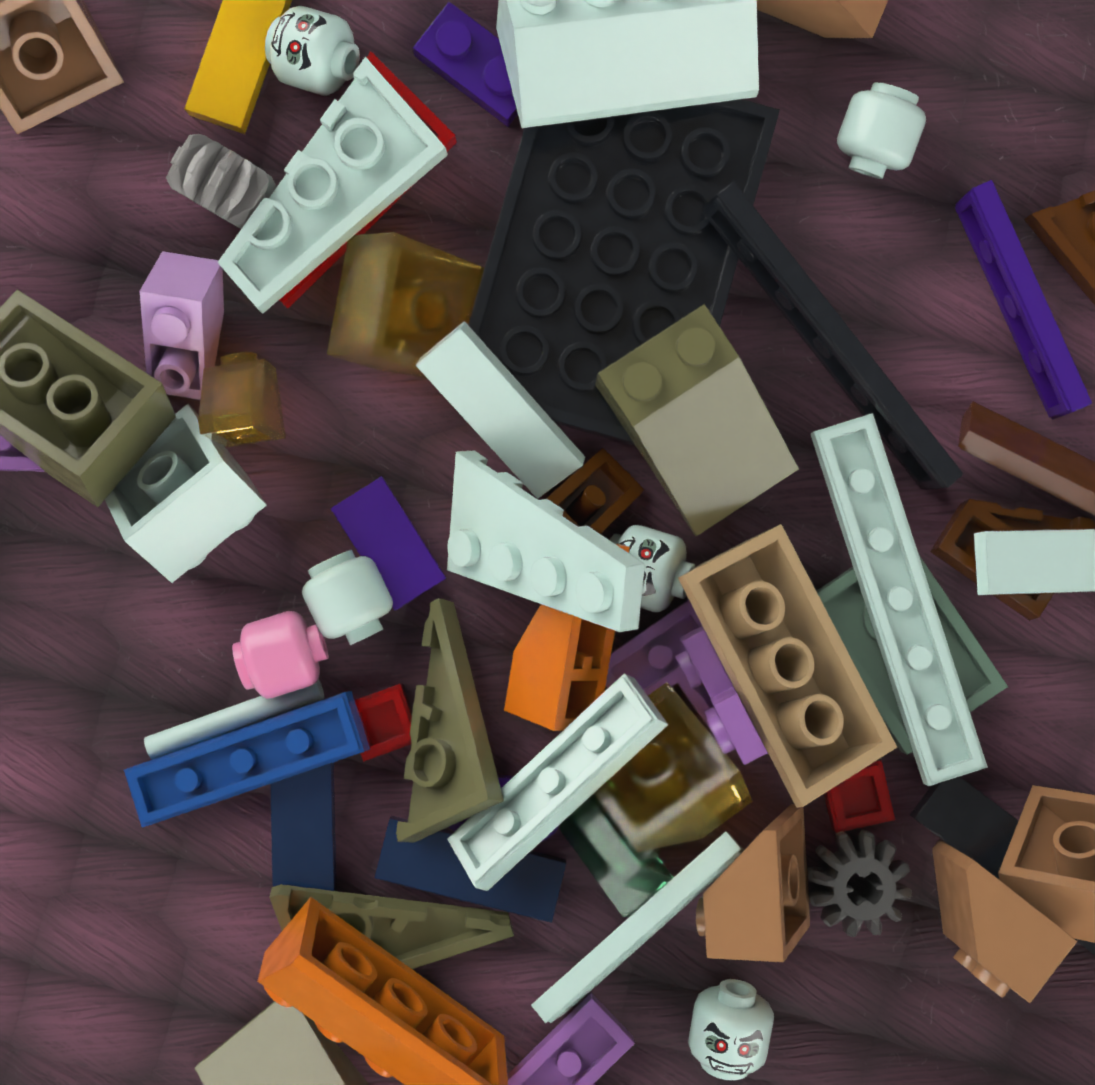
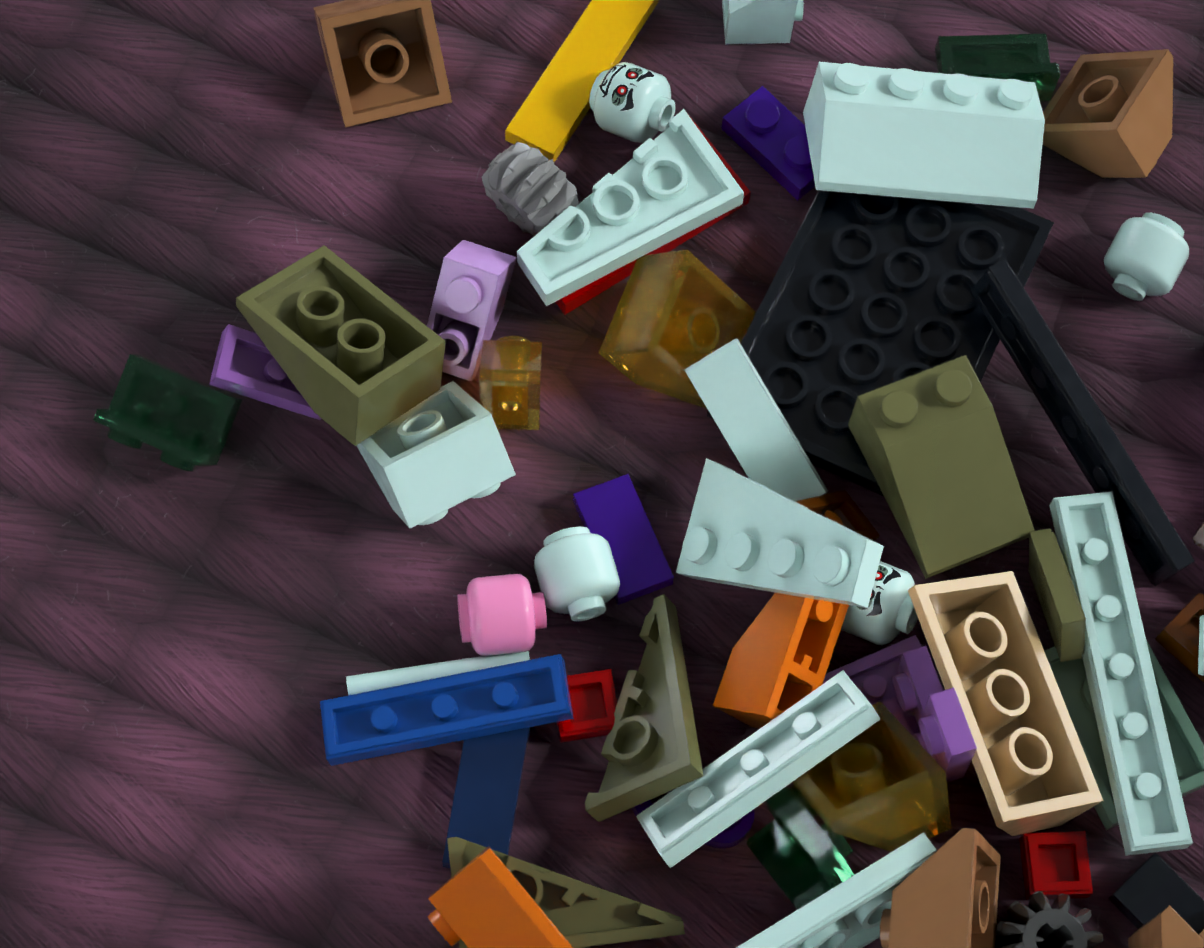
camera: 10 degrees right, 20 degrees down
(433, 866) = (626, 858): dark blue tile -> none
(828, 533) = (1056, 595): none -> olive tile

